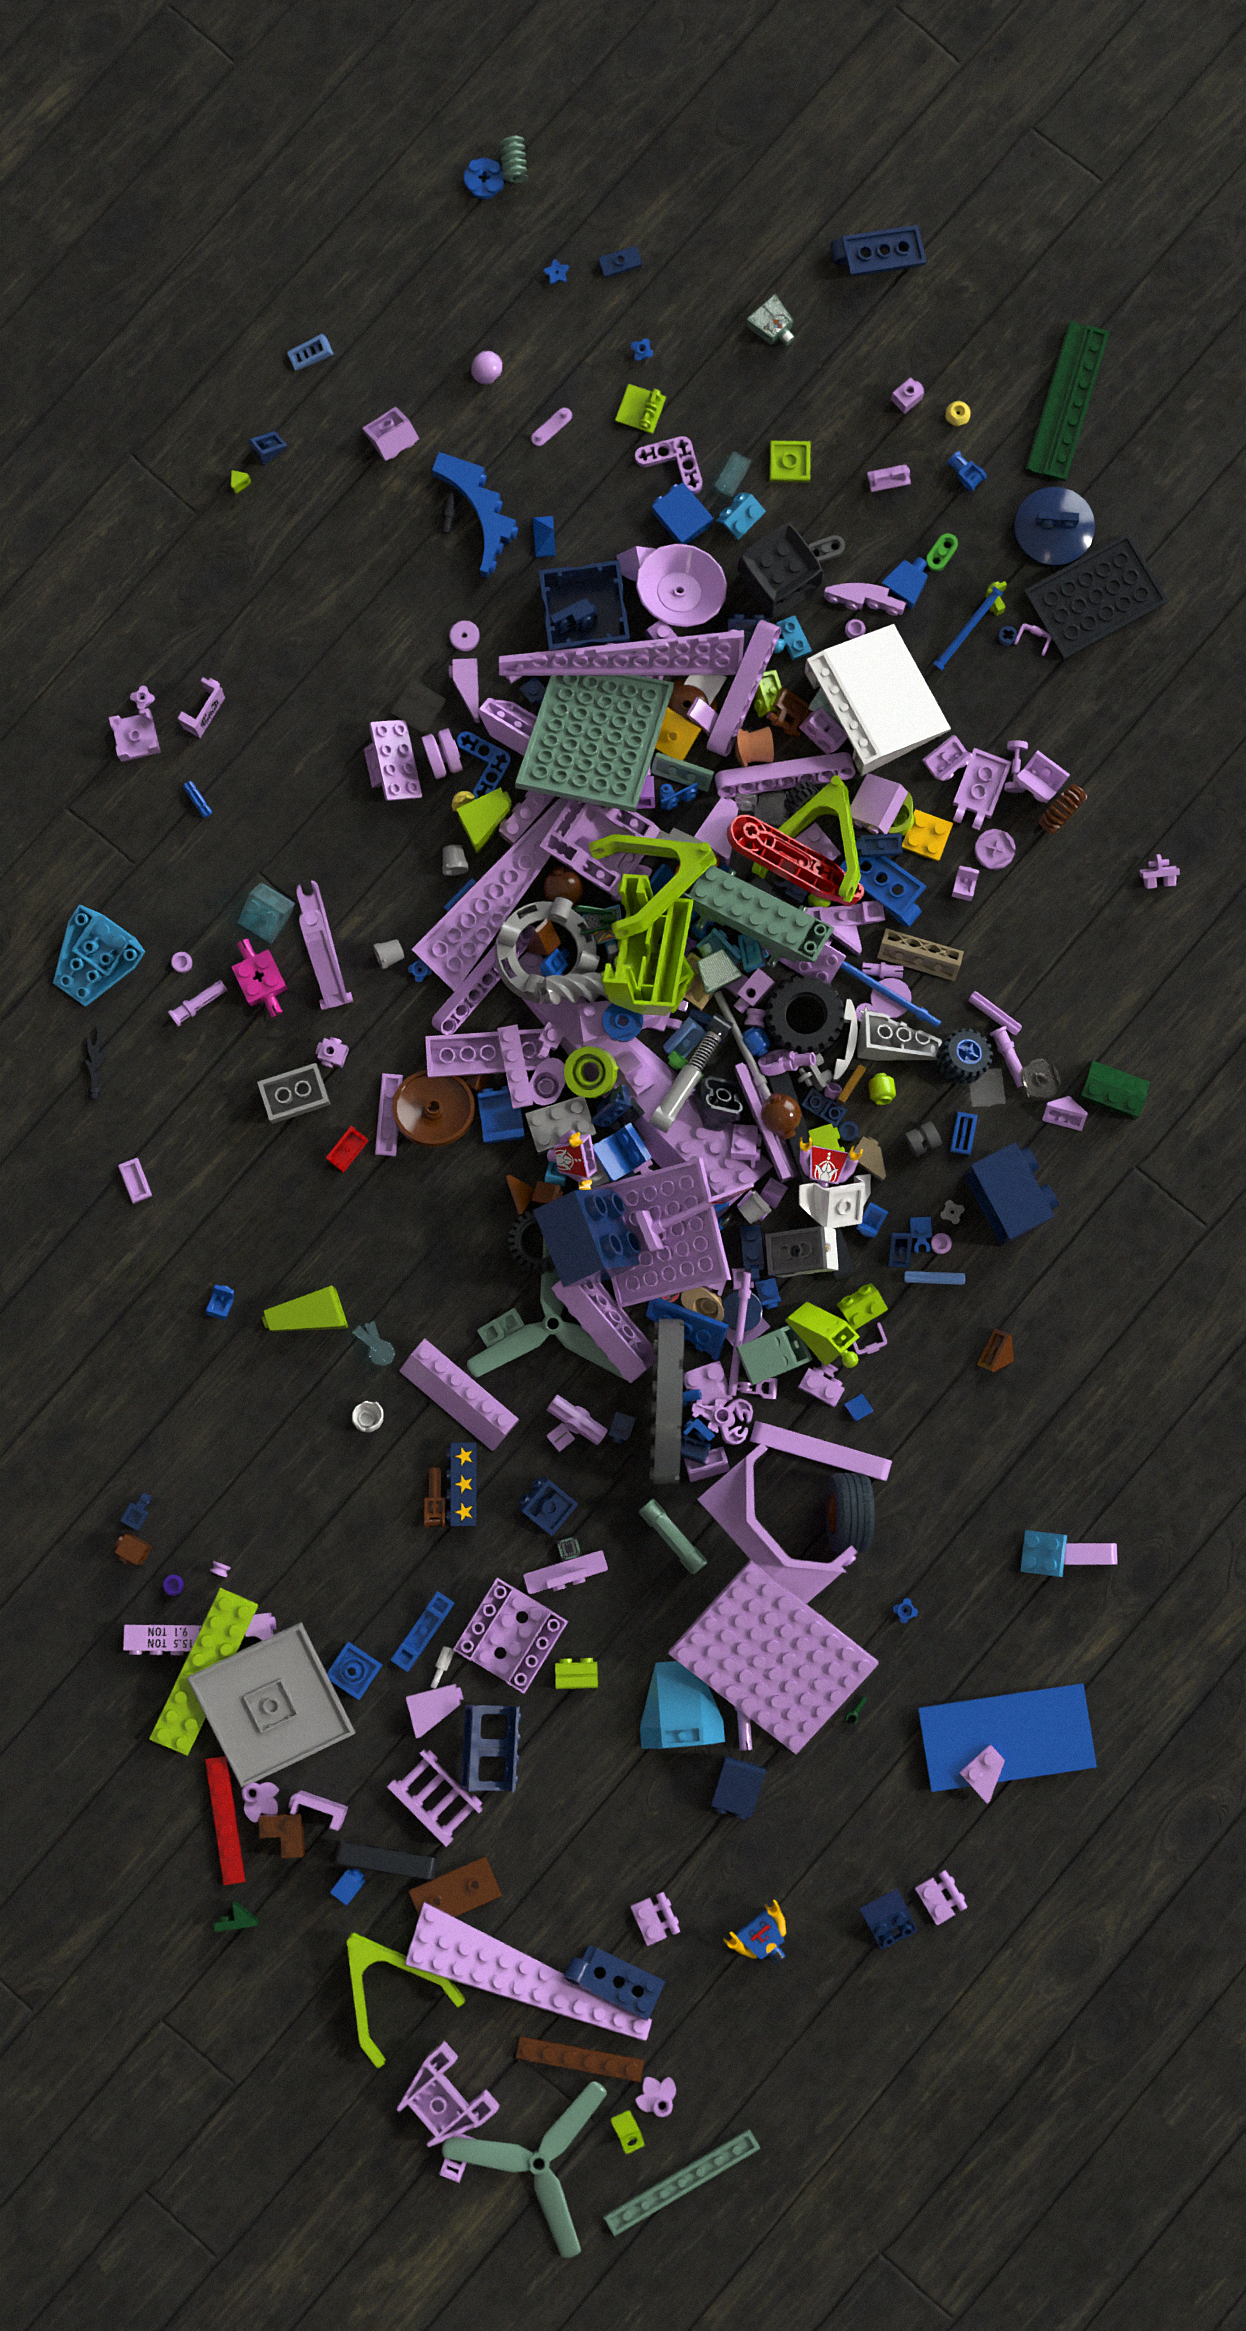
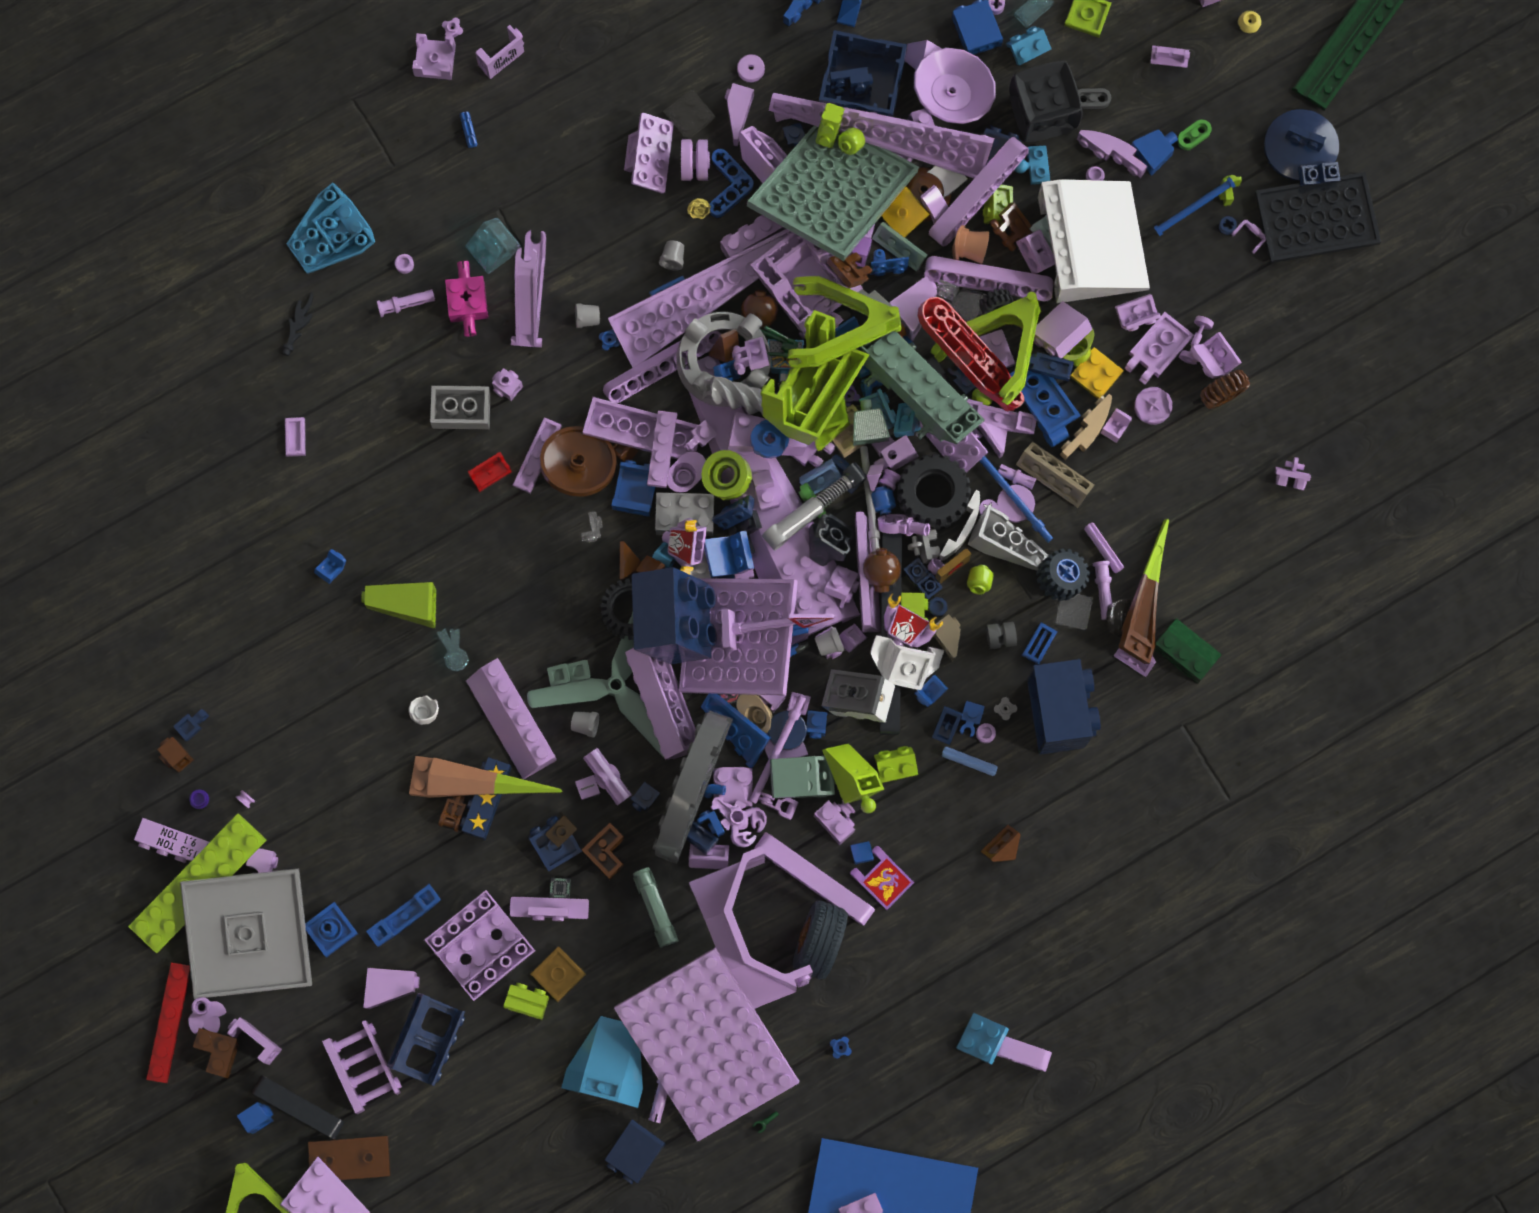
camera: 15 degrees right, 5 degrees down
(241, 1919) = (150, 1115): dark green slope -> none
(415, 1478) = (444, 778): none -> nougat plate
(442, 1664) = (411, 951): white axle -> none
(474, 1165) = (596, 523): none -> clear bracket
(483, 816) = (711, 225): lime slope -> none
(535, 1373) = (585, 723): none -> light grey piece
(550, 1491) = (561, 830): none -> dark brown bracket
(569, 672) = (829, 125): none -> lime brick
(579, 941) = (755, 352): none -> lavender plate
(596, 680) = (851, 141): none -> lime head
(596, 1496) = (600, 851): none -> reddish brown brick
(598, 1635) = (558, 974): none -> pearl gold tile
(641, 820) = (847, 270): none -> reddish brown plate
(739, 1019) = (873, 475): none -> lavender slope
(752, 1250) = (815, 681): dark blue hinge -> none
(873, 1347) = (893, 804): lavender piece -> none
(891, 1428) = (885, 881): none -> flag
(940, 887) = (1093, 423): none -> tan slope
(968, 473) = (1241, 74): blue connector -> none
(1058, 1079) = (1140, 622): none -> reddish brown plate
(1083, 551) = (1319, 173): none -> dark blue slope

